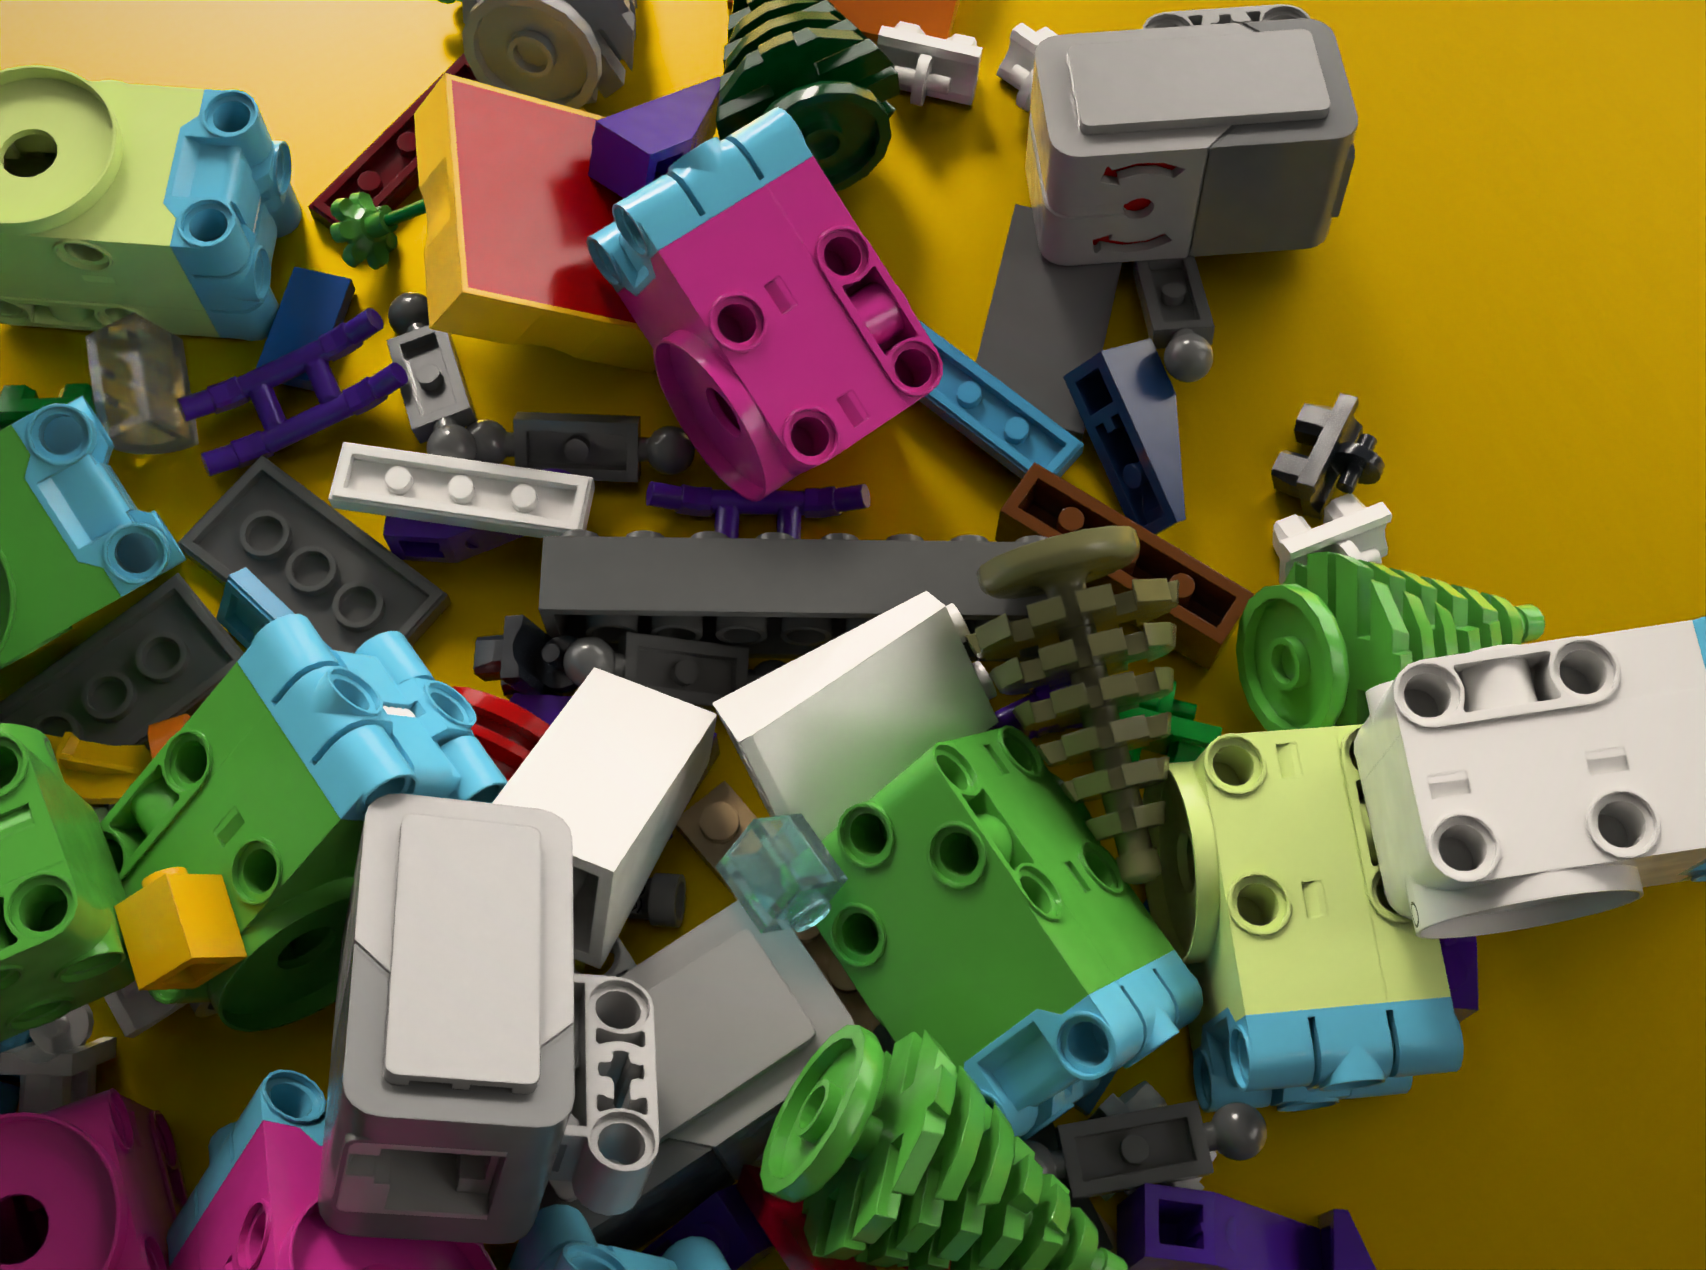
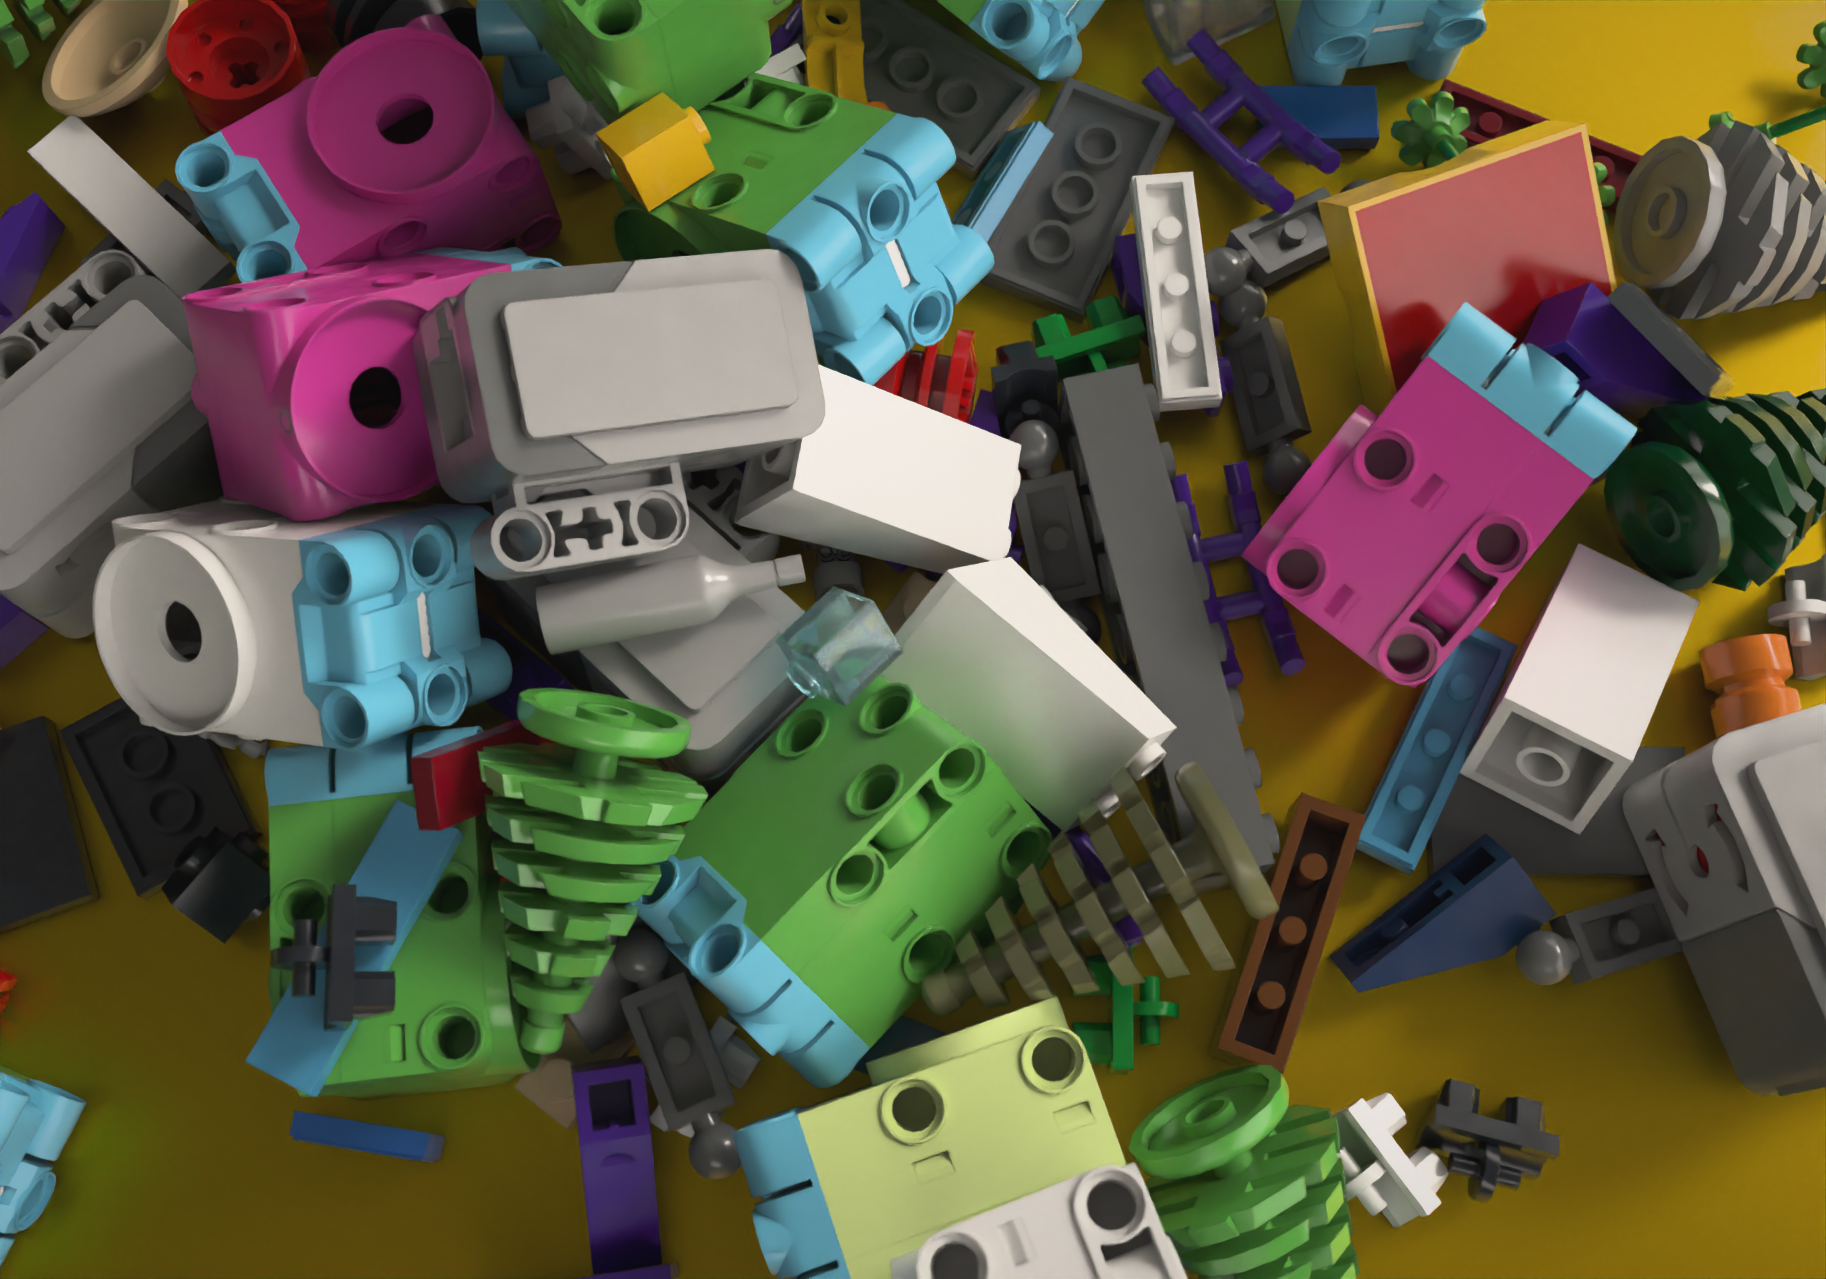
camera: 80 degrees right, 5 degrees up
(483, 572) = (1106, 346): none -> green hips
(668, 78) = (1671, 340): none -> dark grey tile
(691, 1045) = (651, 598): none -> light grey piece
(964, 259) = (1581, 689): none -> white slope
(979, 135) = (1749, 681): none -> orange wheel

